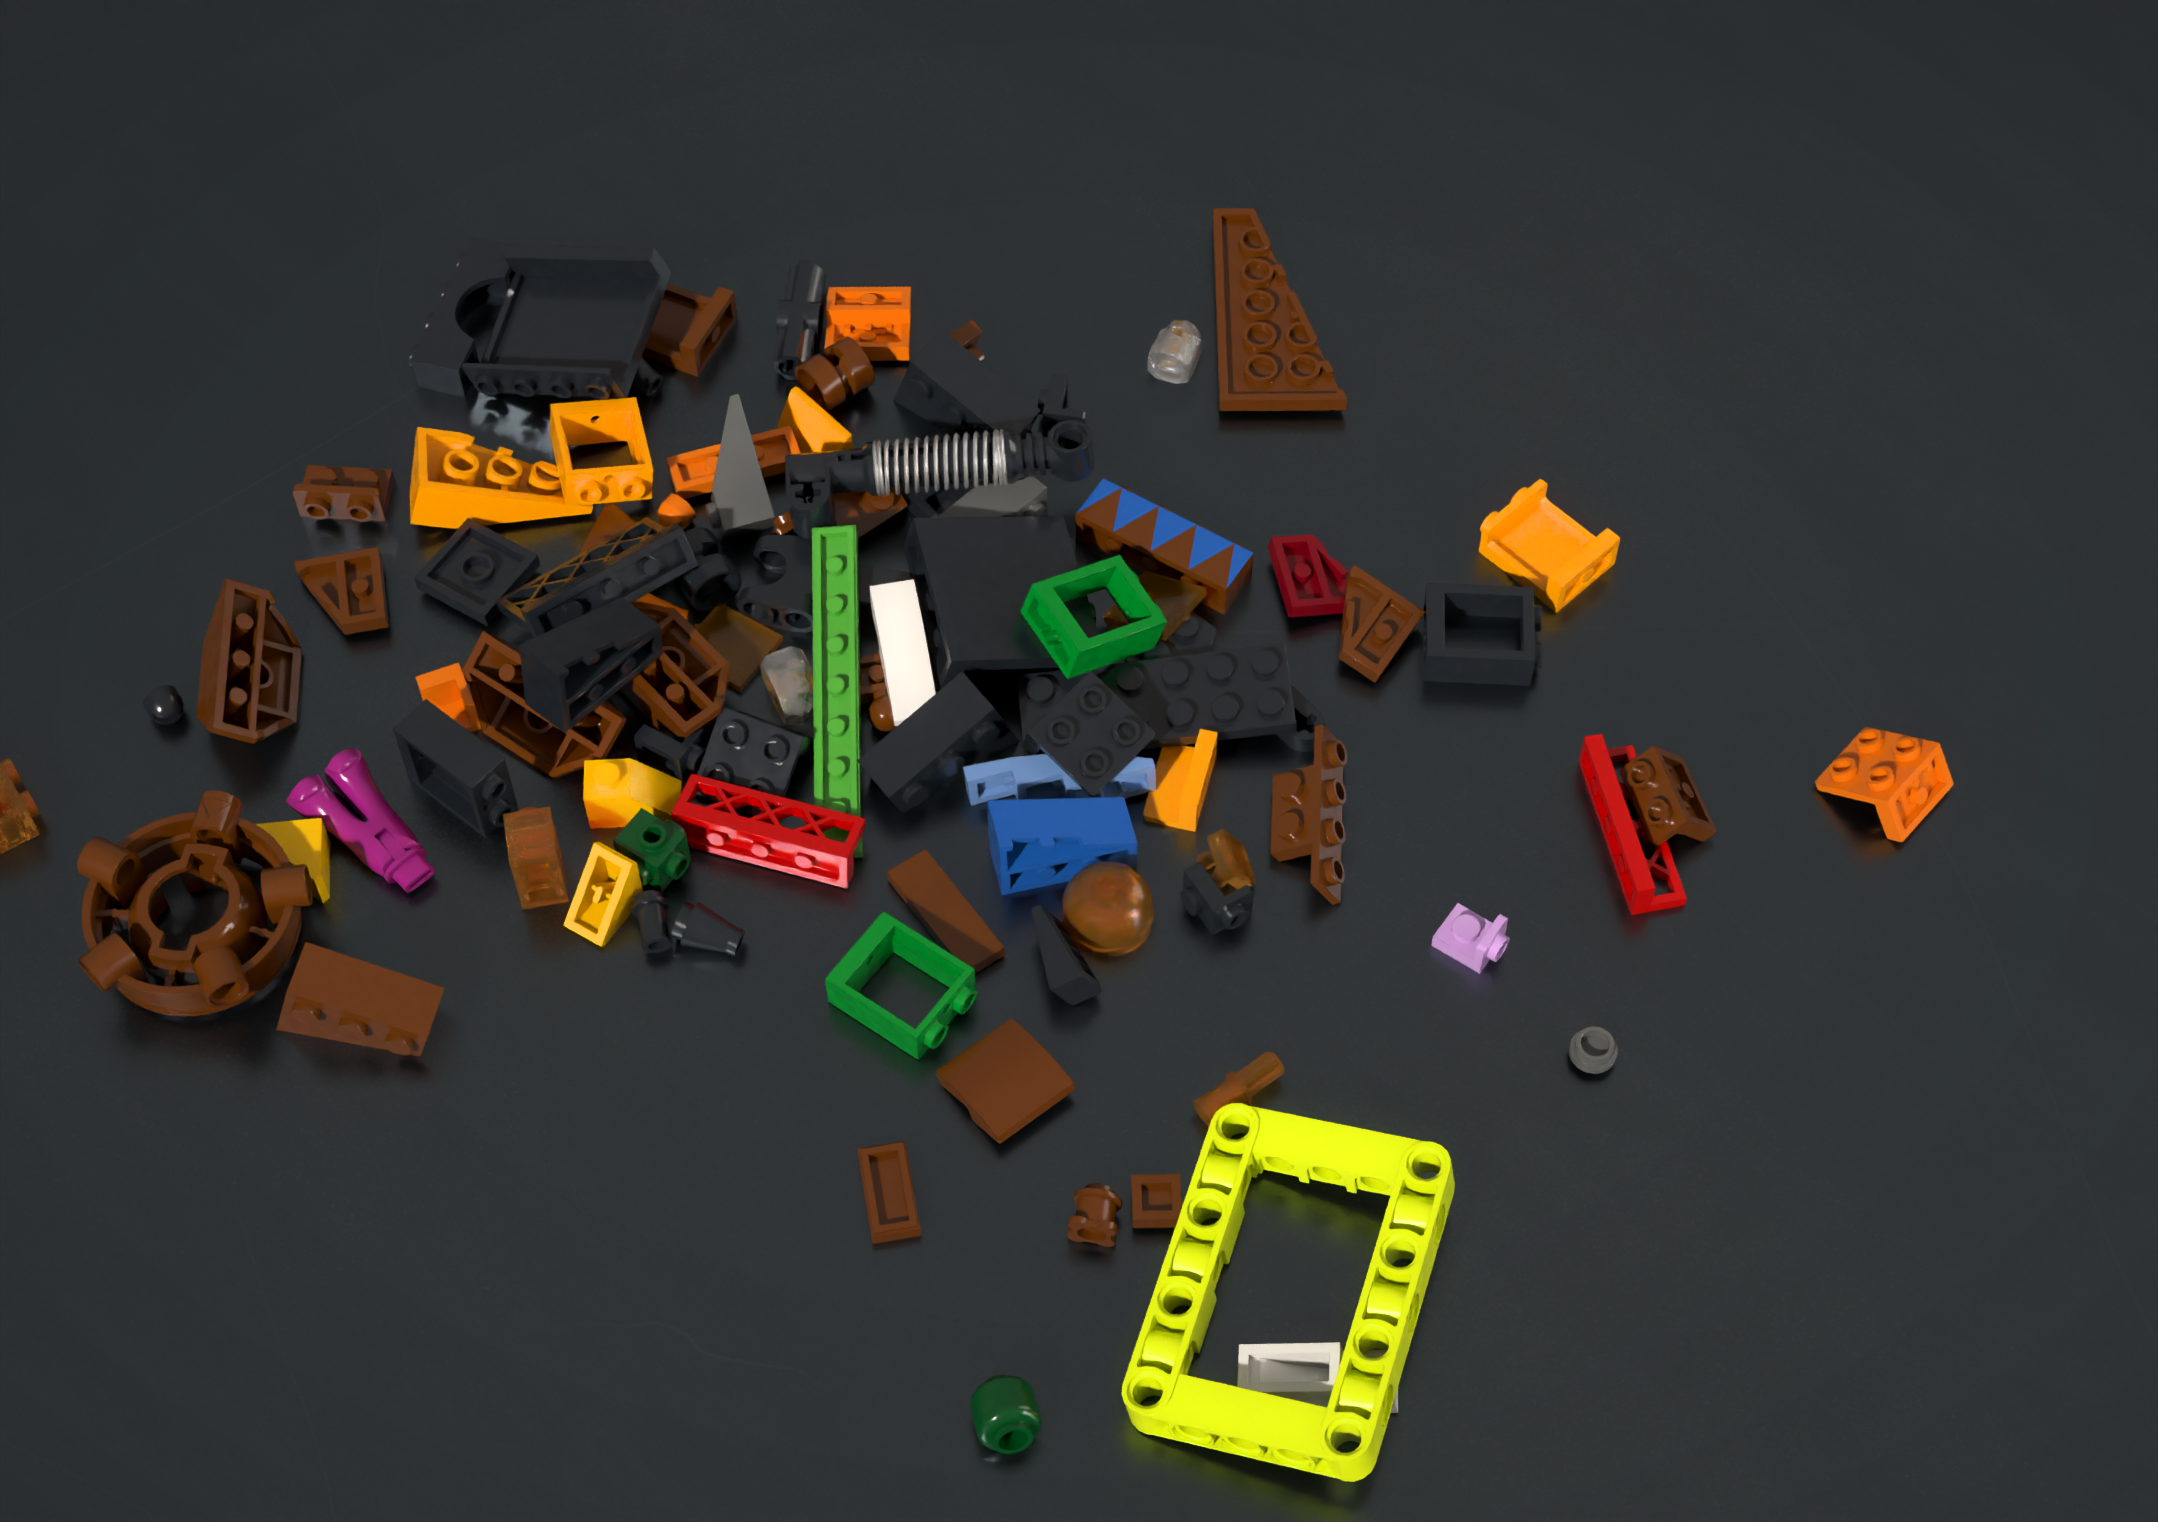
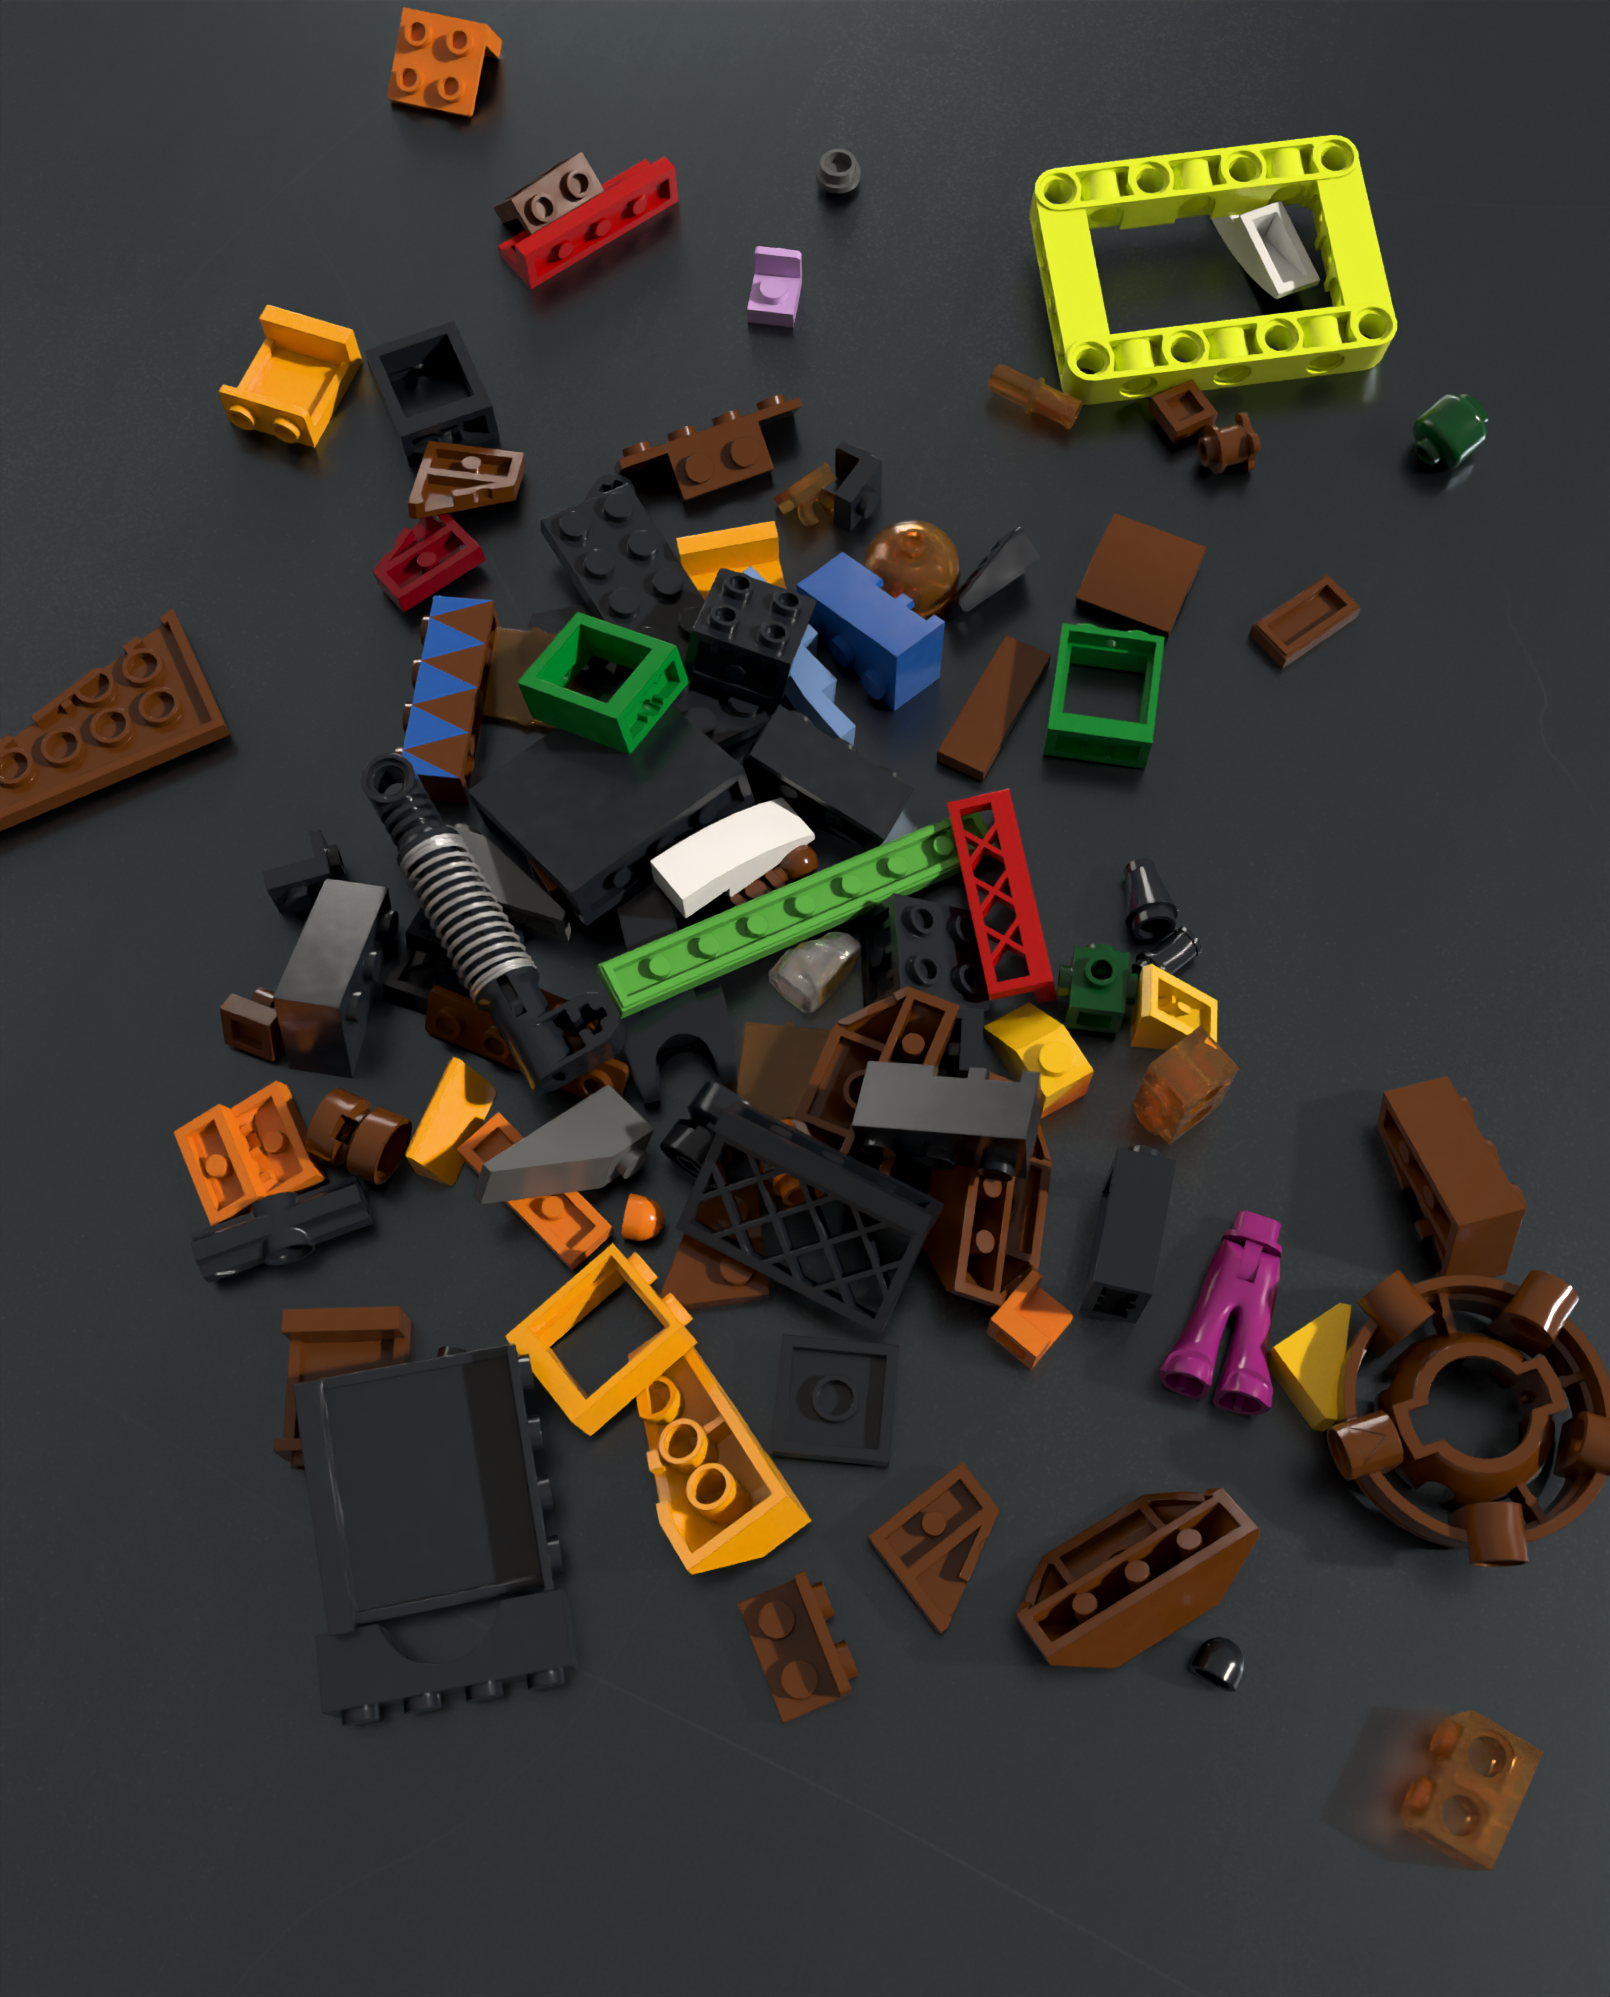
camera: 115 degrees left, 10 degrees up
(1175, 352) = (163, 805): clear rock -> none

